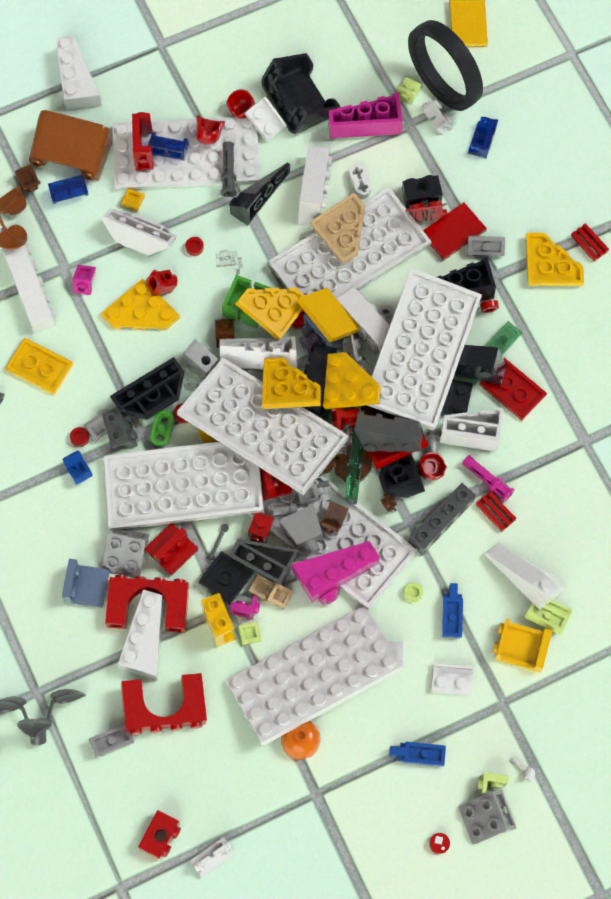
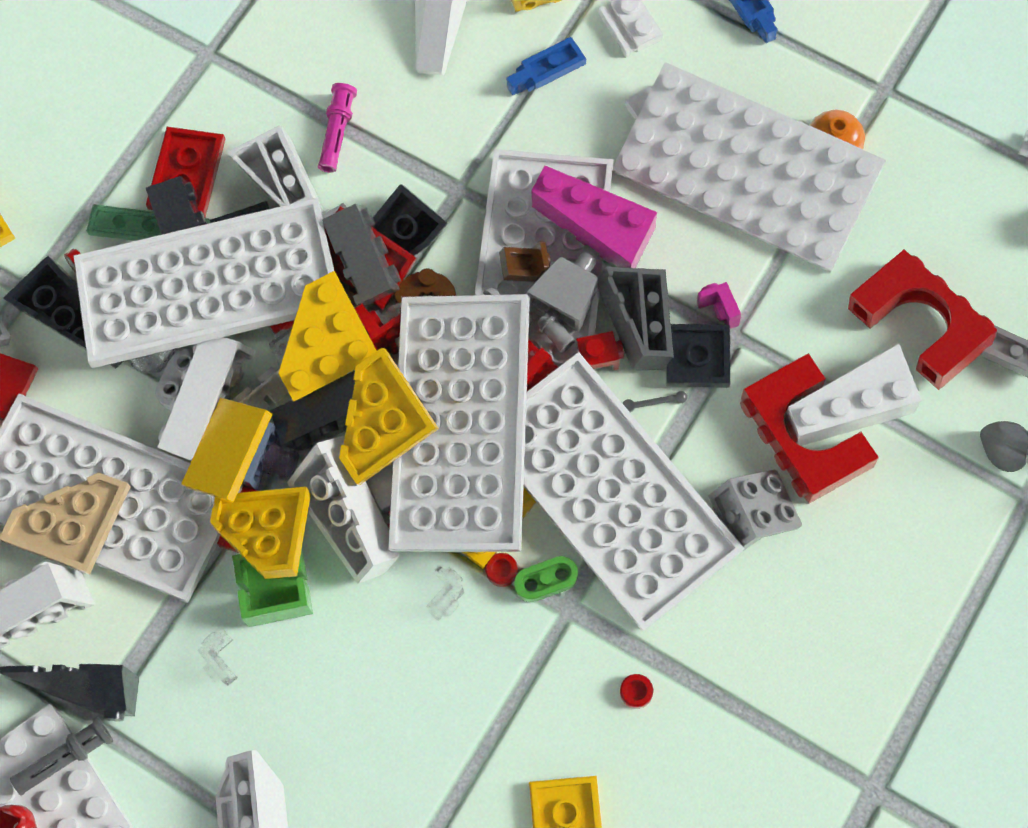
camera: 115 degrees left, 0 degrees up
(77, 467) = (687, 655): blue bracket -> none
(85, 584) = (842, 528): sand blue bracket -> none
(96, 427) = (601, 669): light grey plate -> none
(119, 428) = (589, 634): dark grey bracket -> none
(140, 310) = (378, 740): yellow plate -> none
(151, 391) = (504, 624): black wedge -> none
(166, 282) = (310, 727): red brick -> none
(171, 548) = (709, 450): red bracket -> none
(194, 246) = (222, 731): red tile -> none
(196, 356) = (409, 590): light grey torso -> none
(218, 619) = (769, 313): yellow panel -> none
(224, 330) = (337, 591): reddish brown bracket -> none
(249, 633) = (747, 283): yellowish green tile -> none
(270, 592) = (679, 292): tan slope -> none
(354, 469) = (432, 280): clear green tile -> none
(389, 503) = (454, 220): reddish brown plate -> none
(413, 592) = (552, 128): yellowish green tile -> none
(431, 466) = (367, 193): red hair -> none
(442, 518) = (431, 144): dark grey brick -> none
(497, 502) = (362, 99): red tile -> none

